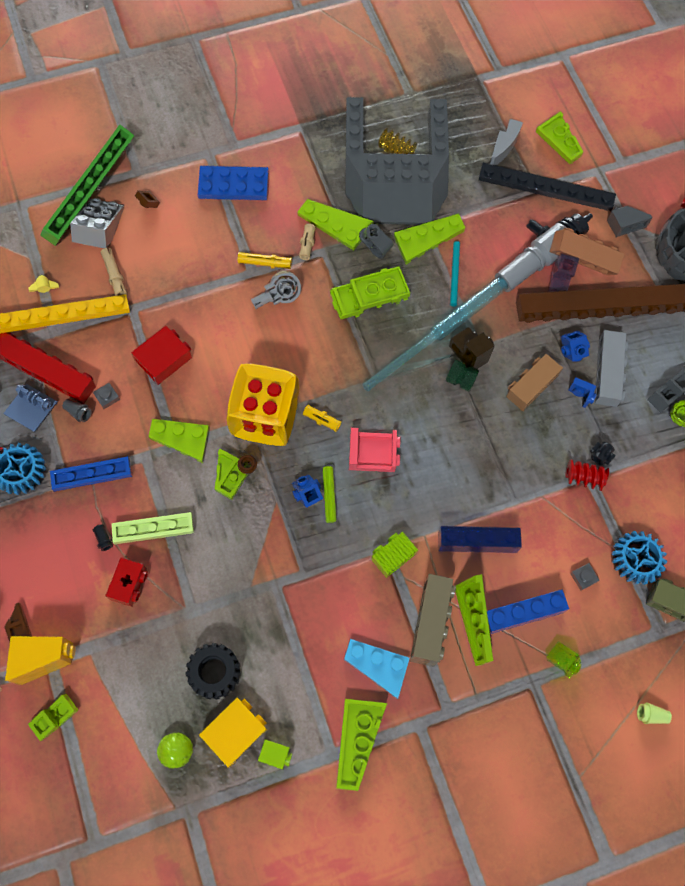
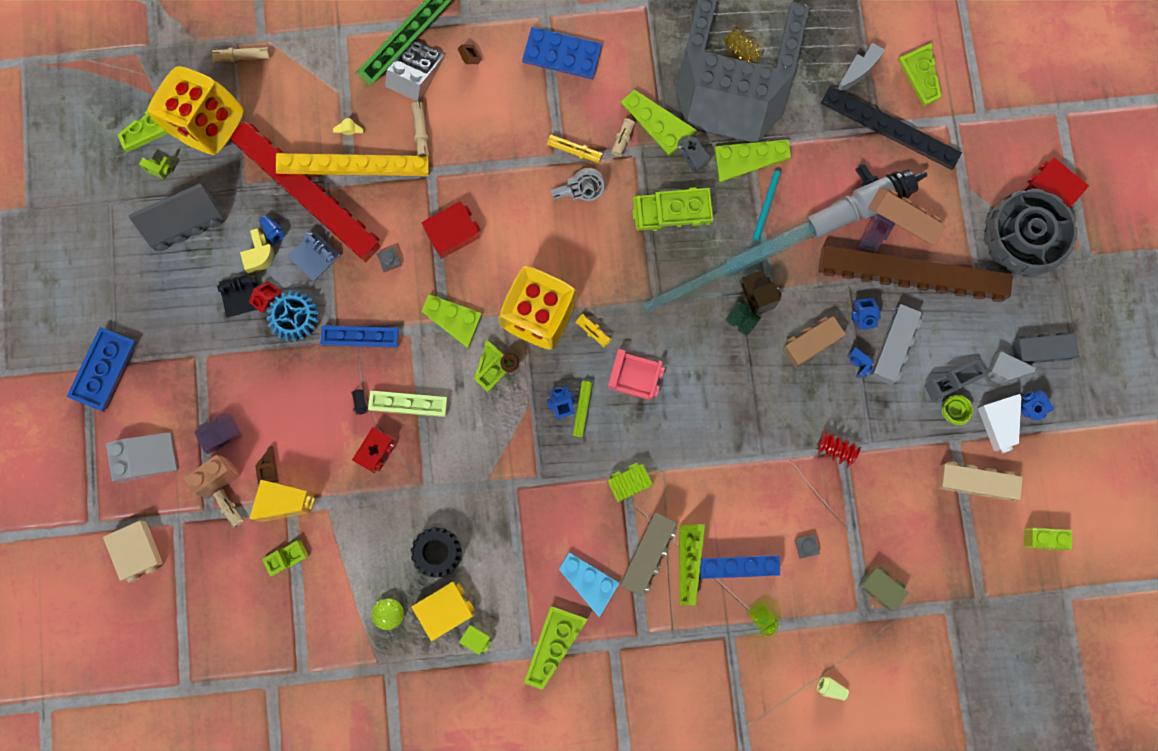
camera: 15 degrees right, 10 degrees up
(79, 411) = (359, 270): dark grey cone -> none
(479, 539) = (714, 487): clear blue brick -> none
(602, 453) = (860, 430): black gear -> none
(627, 220) = (964, 186): dark grey slope -> none
(655, 562) = (871, 547): dark azure gear -> none

